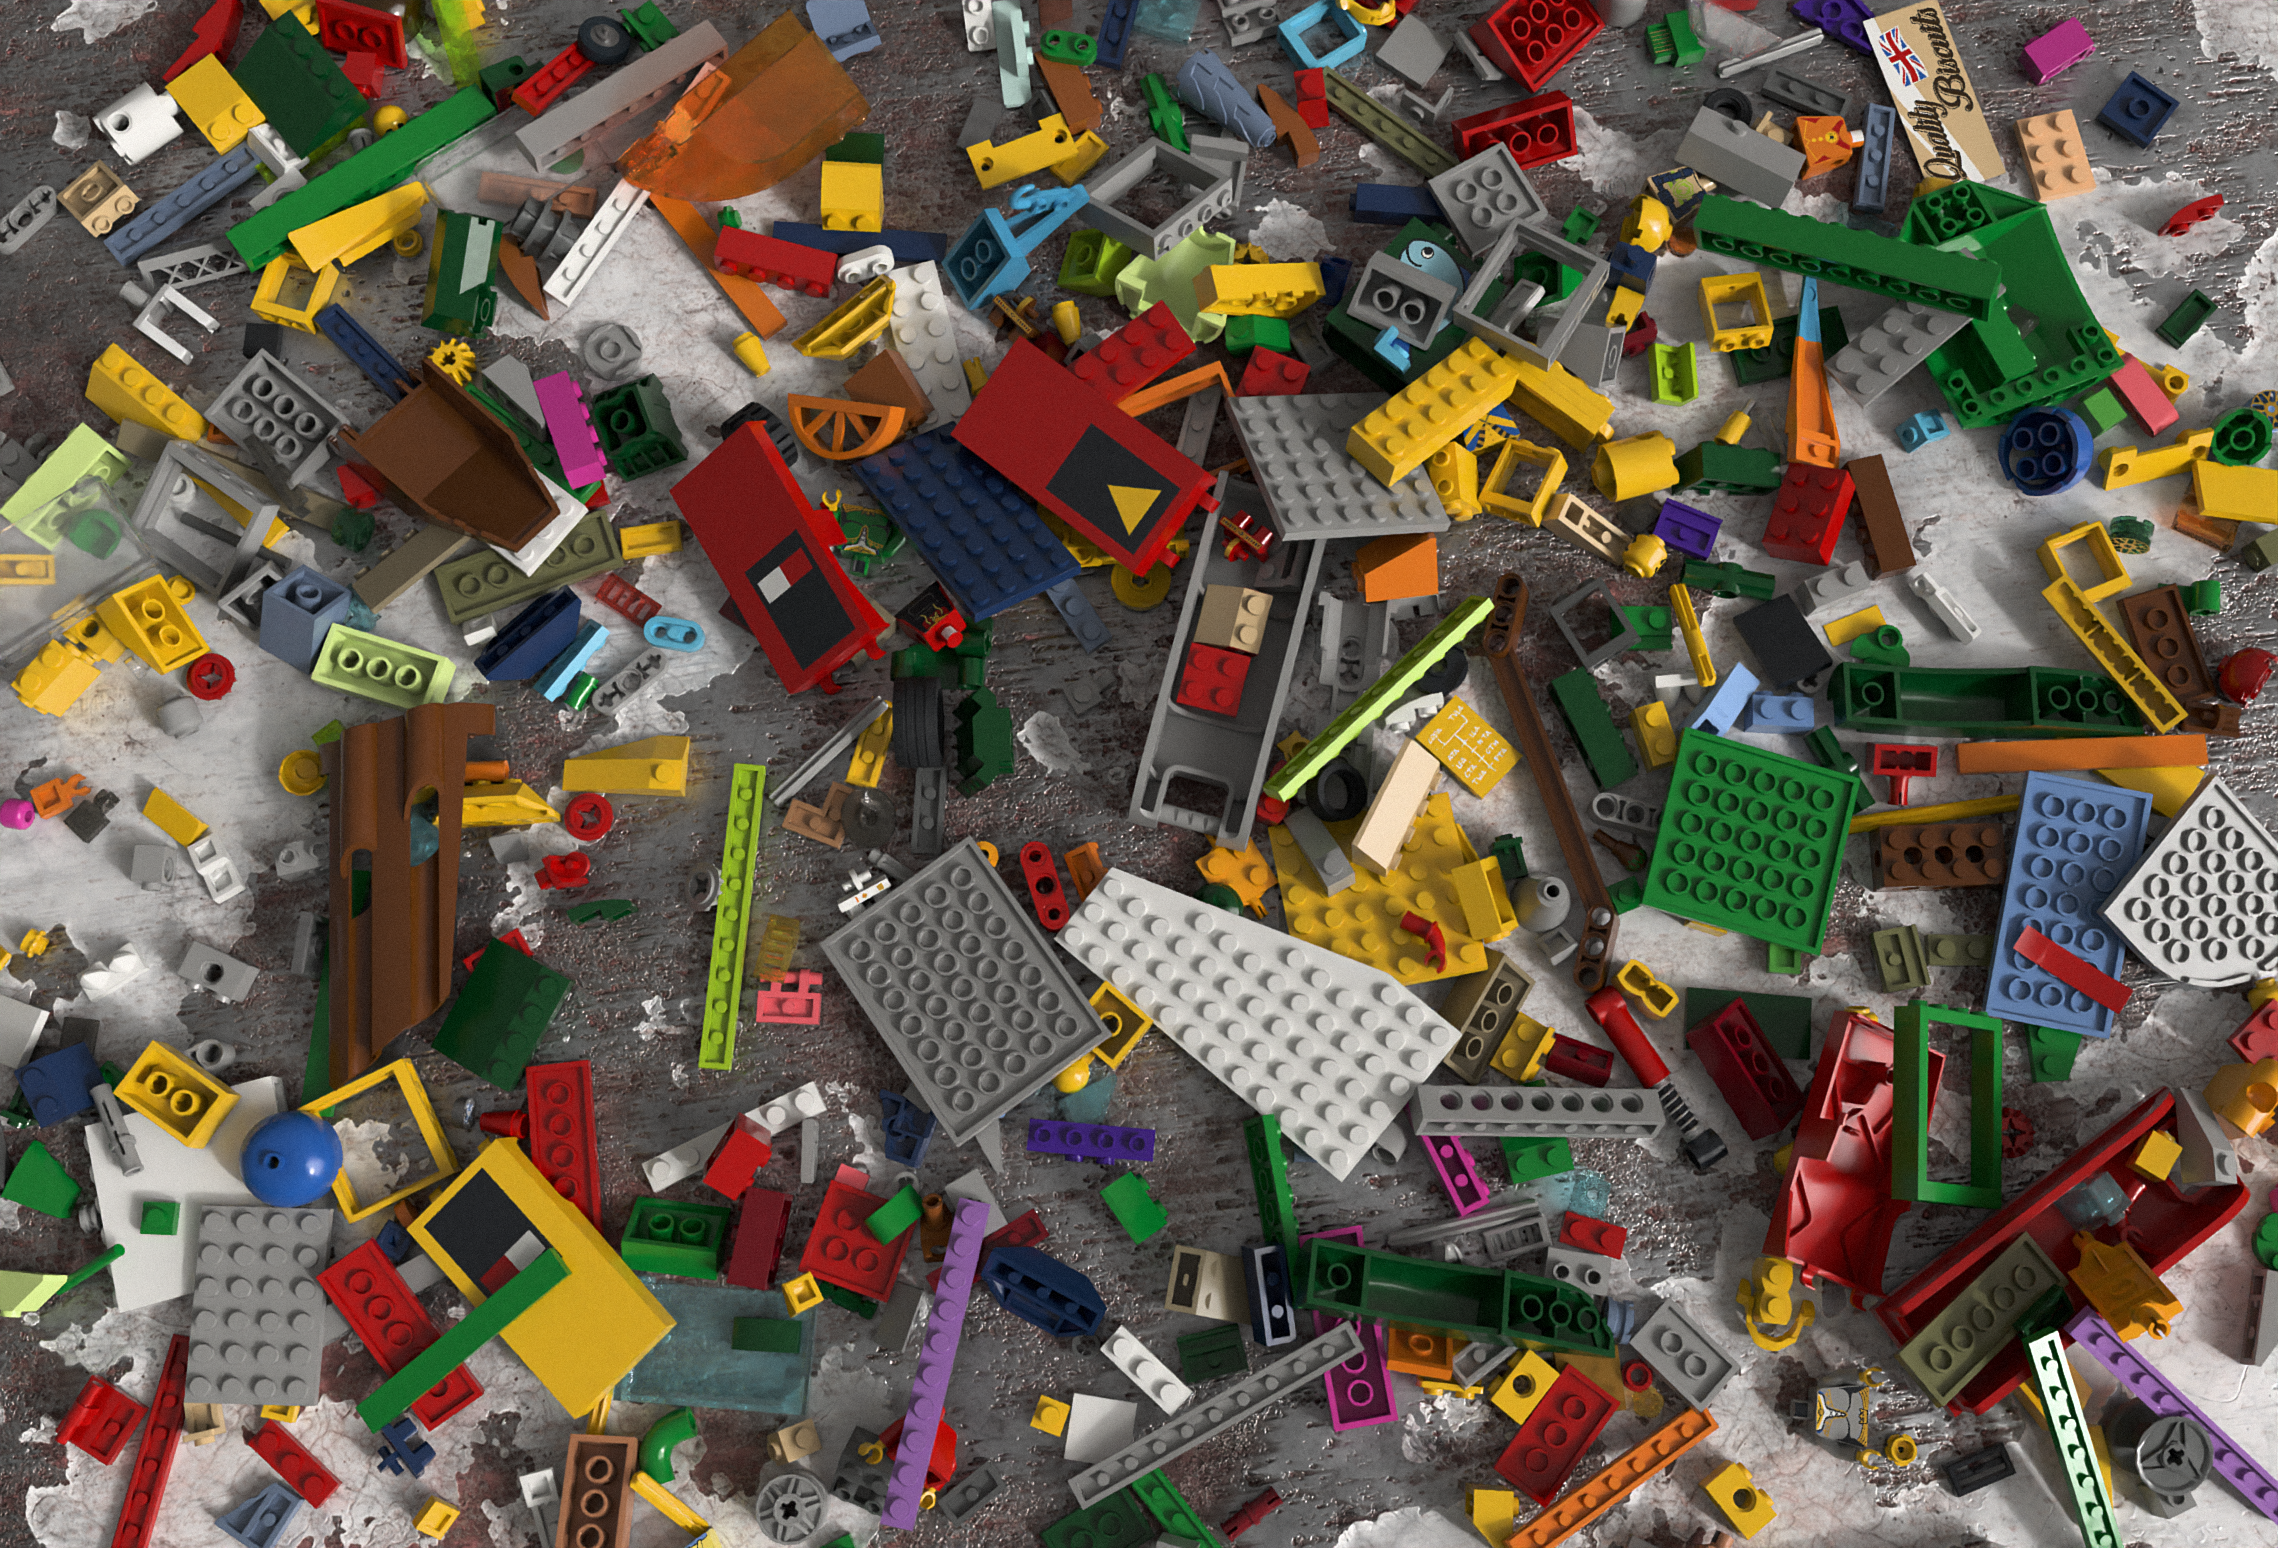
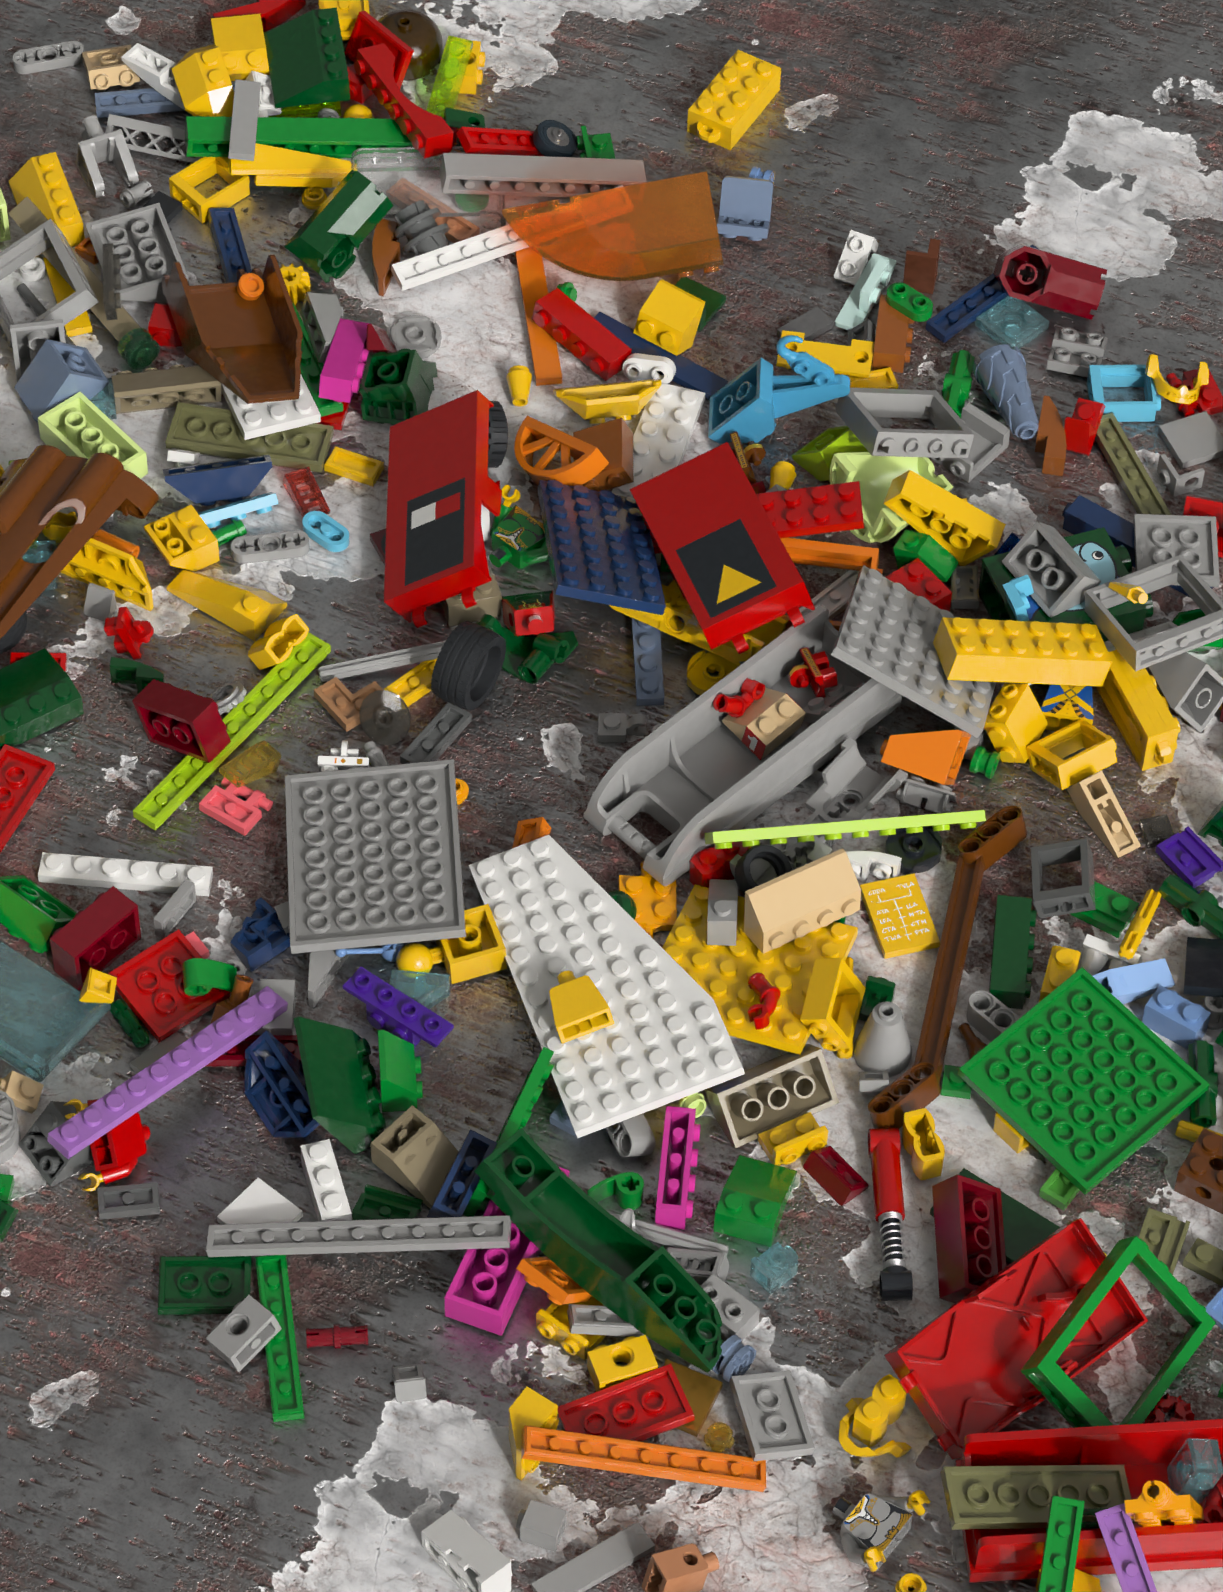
camera: 30 degrees right, 25 degrees down
(140, 122) = (176, 31): white cylinder -> none
(171, 188) = (153, 70): none -> white slope
(215, 177) = (204, 83): none -> yellow wedge
(225, 340) = (131, 196): none -> light grey pin
(287, 204) = (244, 120): none -> light grey tile
(420, 397) = (250, 286): none -> orange tile
(475, 109) = (425, 130): none -> red arch
(545, 731) = (184, 539): none -> yellow slope
(587, 803) = (179, 607): red gear -> none
(589, 387) = (378, 340): none -> dark red slope
(685, 948) = (181, 720): none -> dark red brick
(714, 797) = (278, 642): none -> yellow brick
(737, 1157) = (120, 866): red brick -> none
(766, 1335) = (53, 1008): dark green slope -> none
(982, 741) = (513, 713): dark green slope -> none
(1040, 871) = (488, 827): red piece -> none
(1050, 1415) = (227, 1185): yellow plate -> none
(1094, 1262) = (340, 1082): none -> dark green slope
(1095, 1349) = (285, 1147): dark grey bush -> none
(1203, 624) = (736, 705): none -> red piece
(1213, 680) = (720, 752): red brick -> none
(1267, 1055) = (578, 1007): none -> yellow torso
(1342, 1516) = (409, 1382): none -> light grey slope
(1403, 1199) = (626, 1187): none -> green panel
(1451, 537) = (984, 762): none -> green wheel
(1500, 291) = (1131, 592): none -> yellow bar
(1536, 1111) = (769, 1168): light grey brick -> none
(1592, 1235) = (771, 1306): red plate -> none
(1634, 466) = (1171, 786): yellow cylinder -> none
(1644, 556) = (1139, 855): yellow head -> none
(1646, 1375) = (723, 1406): red plate -> none
(1720, 1488) = (741, 1559): yellow brick -> none

